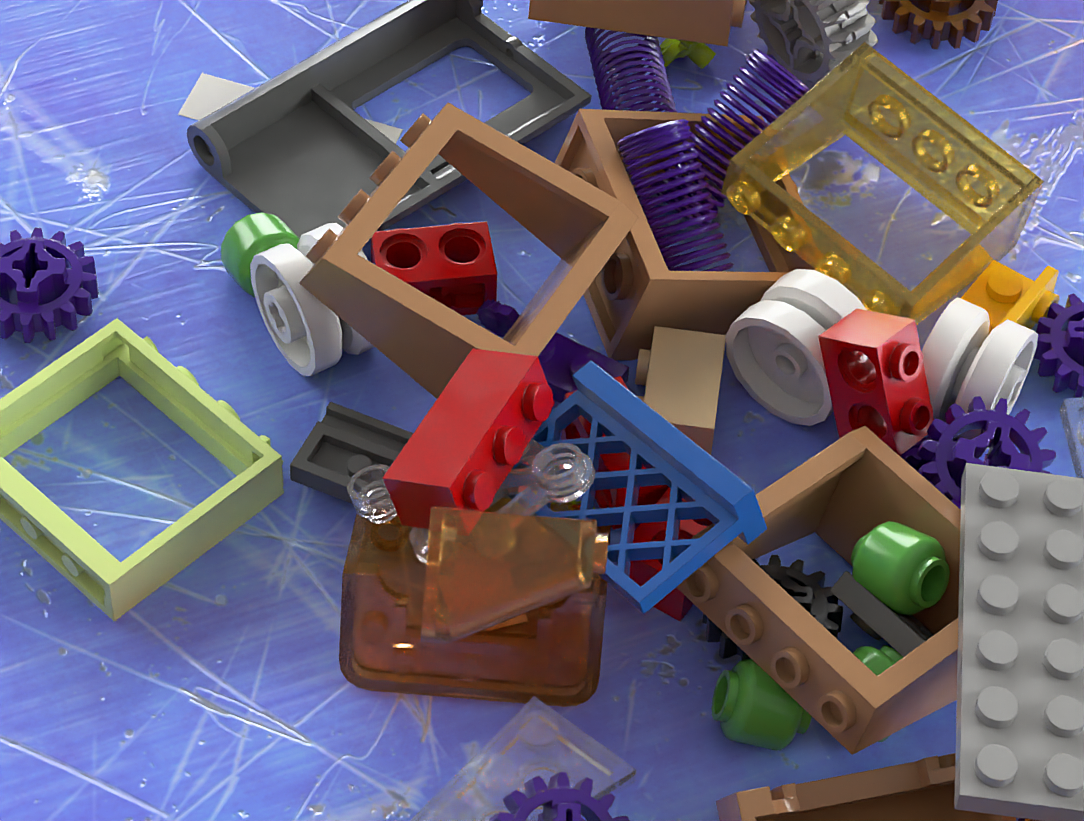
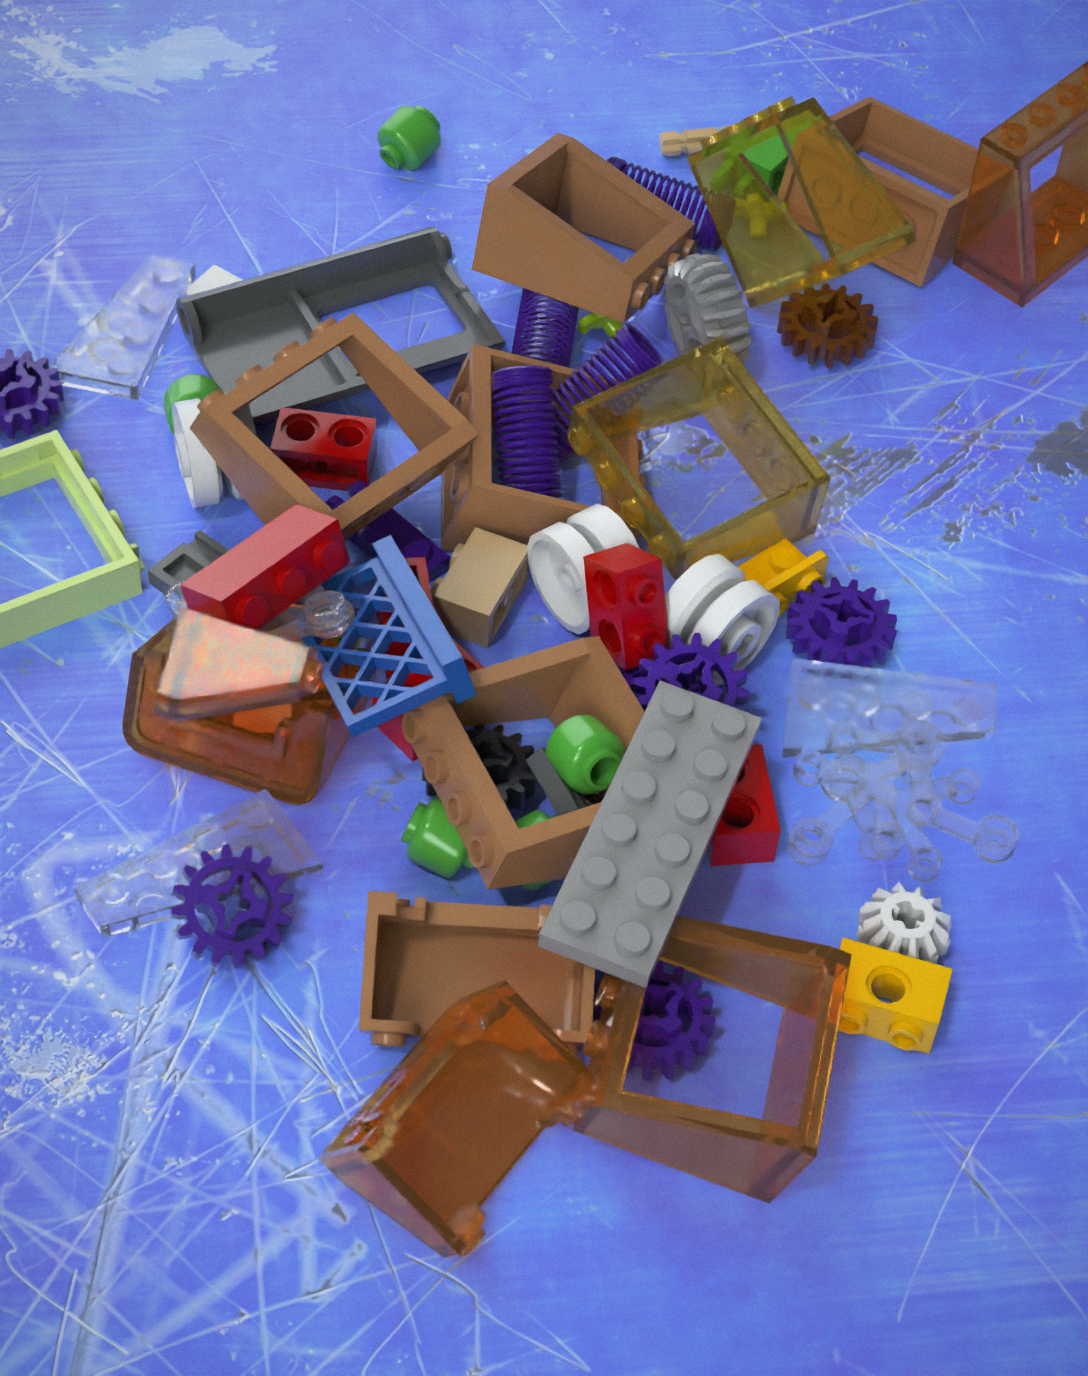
camera: 15 degrees right, 0 degrees up
(137, 178) = (128, 332): none -> clear wing

